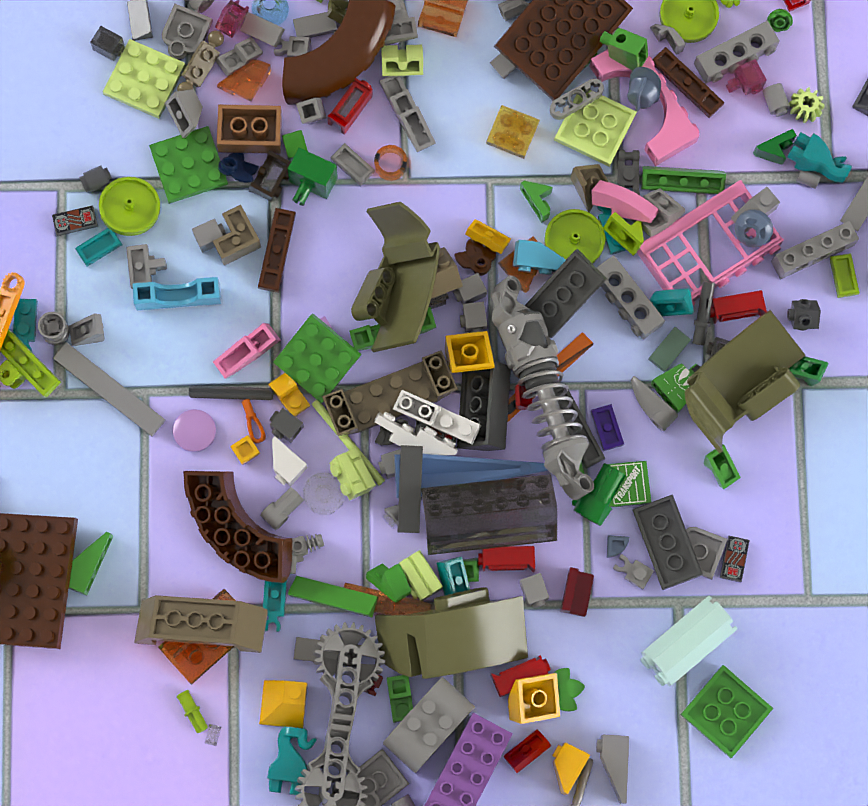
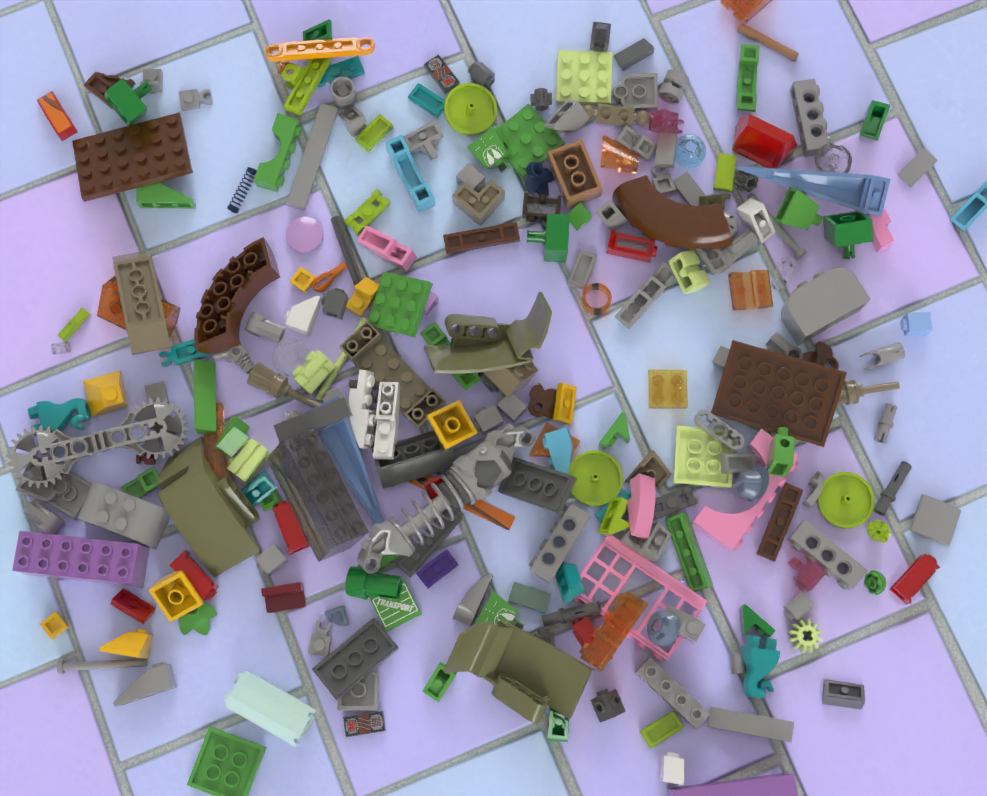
camera: 75 degrees right, 0 degrees up
(70, 407) = (271, 173): none -> bright green arch
(99, 459) = (232, 208): none -> dark blue piece
(111, 316) = (374, 133): none -> lime tile
(151, 129) = (541, 99): none -> dark grey gear
(187, 200) = (492, 149): none -> bright green torso
(197, 355) = (368, 212): none -> lime plate
(351, 517) = (276, 384): none -> dark tan piece
(615, 95) = (737, 463): none -> light grey tile
(740, 276) = (613, 631): none -> clear orange slope

